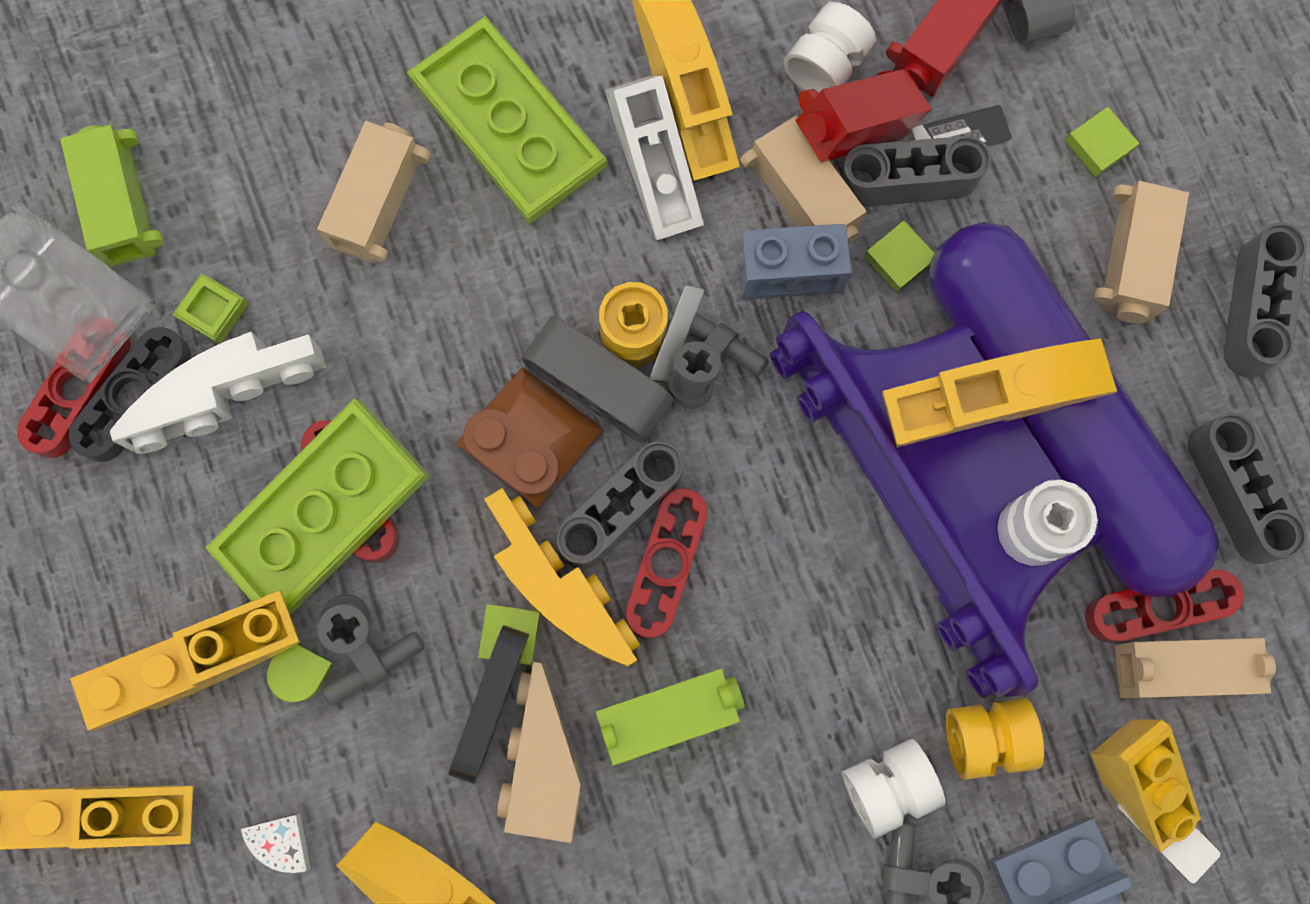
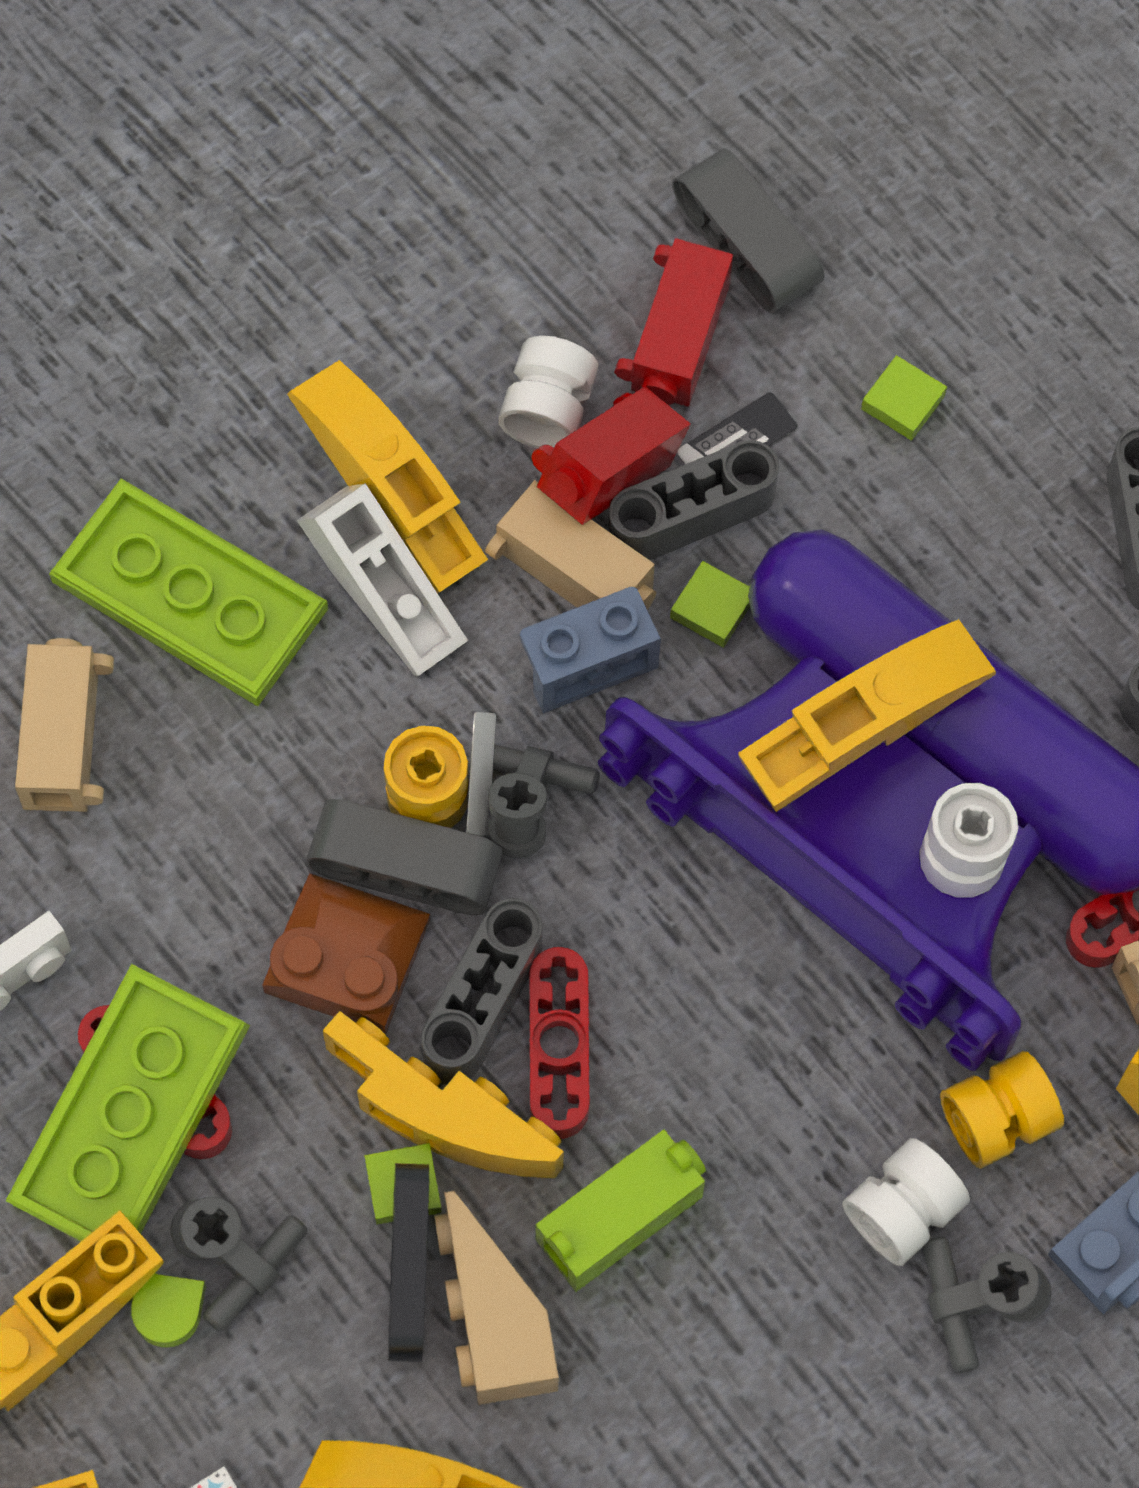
camera: 15 degrees left, 10 degrees down
(1143, 251) = (991, 510): tan brick -> none

